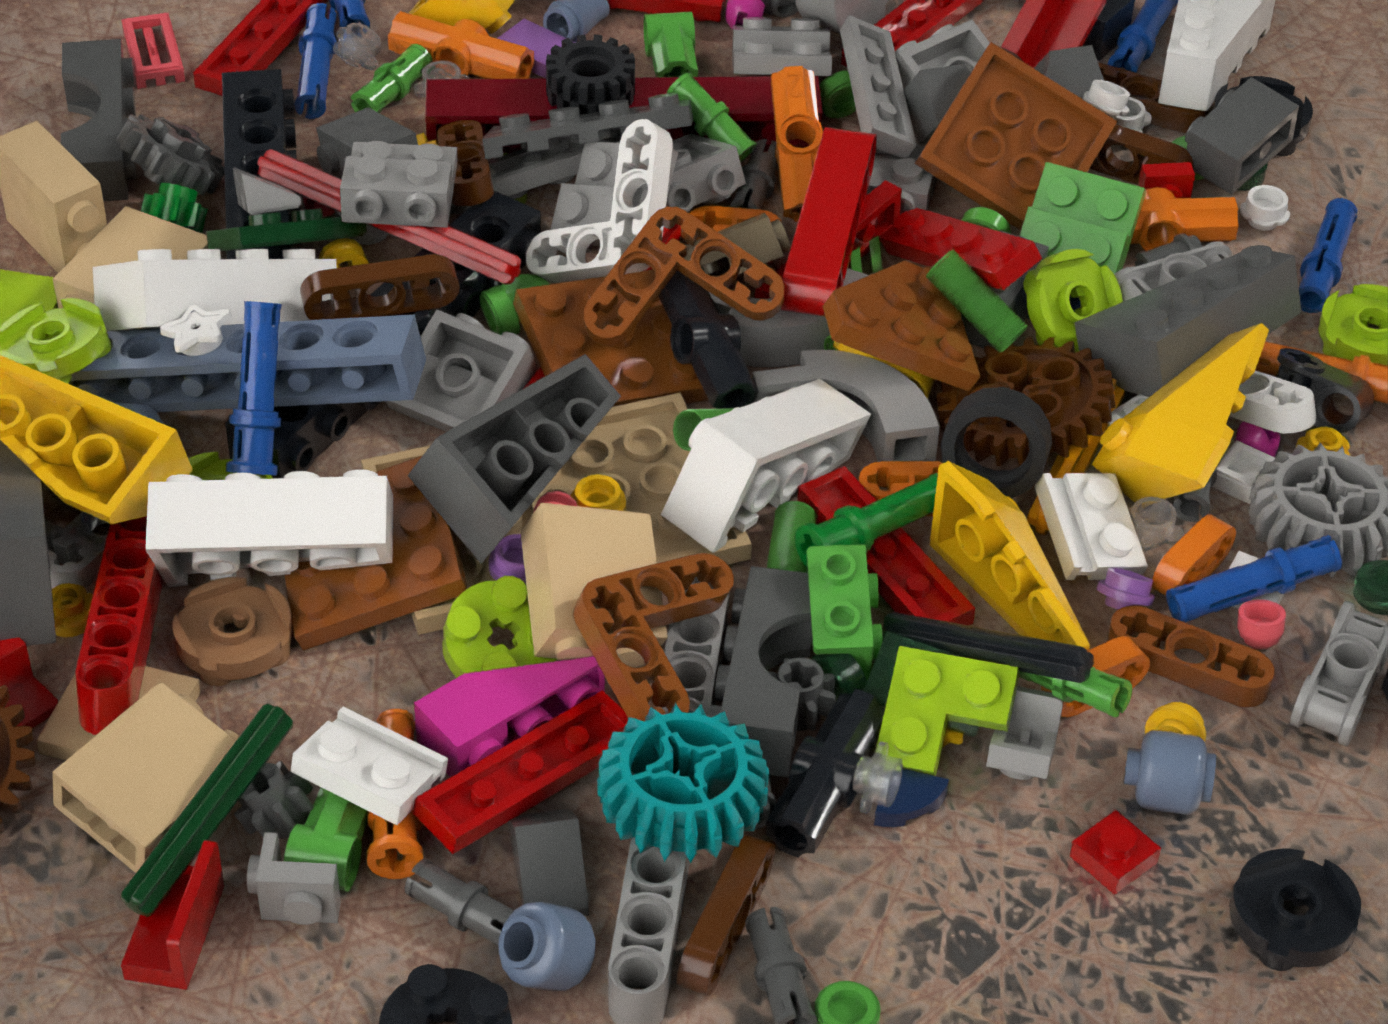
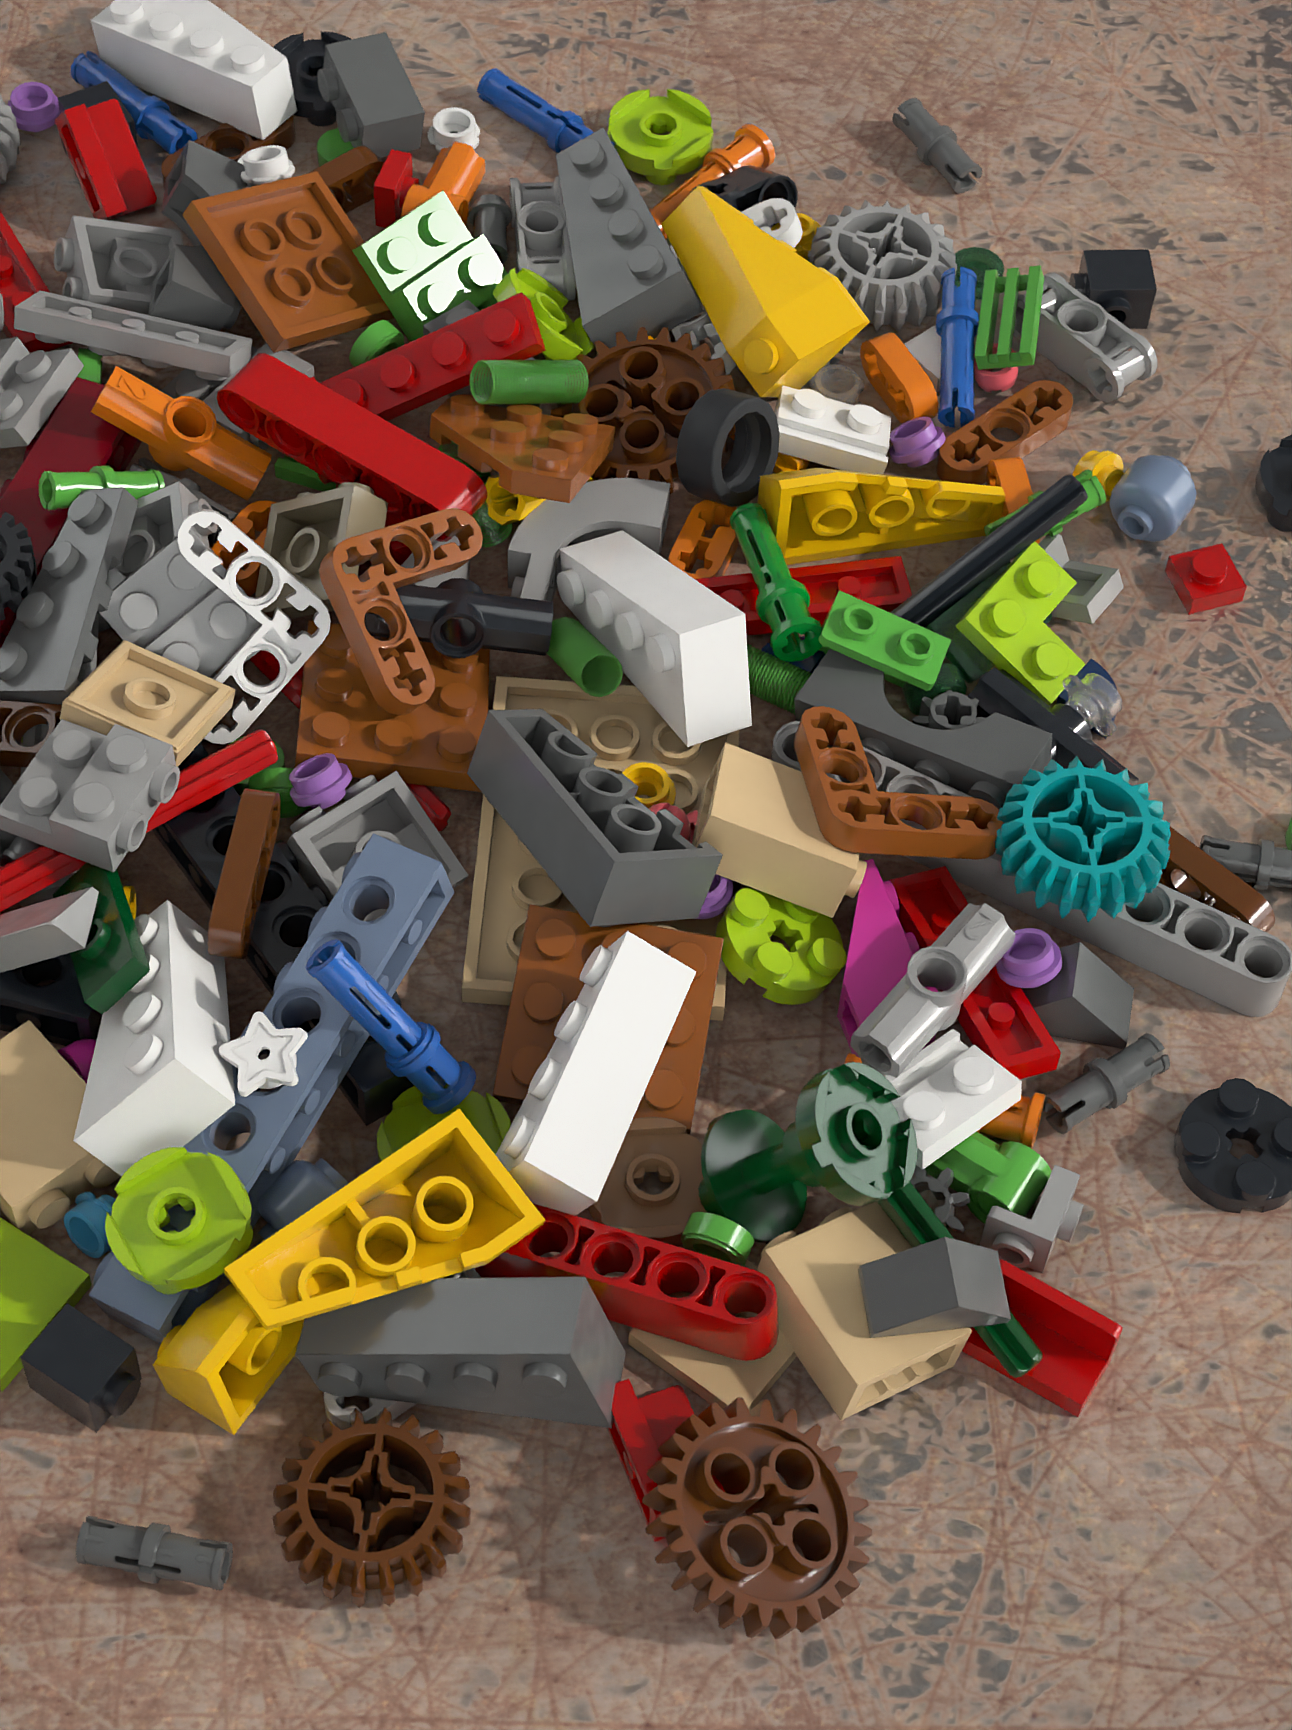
camera: 70 degrees left, 10 degrees up
(158, 799) = (934, 1289): none -> dark grey slope
(177, 664) = (717, 1238): none -> bright green tile
(255, 640) = (841, 1140): none -> dark green piece
(462, 716) = (915, 1014): none -> light grey piece
(498, 312) = (319, 781): none -> medium lavender plate
(505, 192) = (149, 698): none -> tan tile
(546, 790) = (1030, 960): none -> medium lavender plate
(547, 946) = (1199, 1026): sand blue head -> none
(1307, 598) = (1010, 286): none -> bright green tile

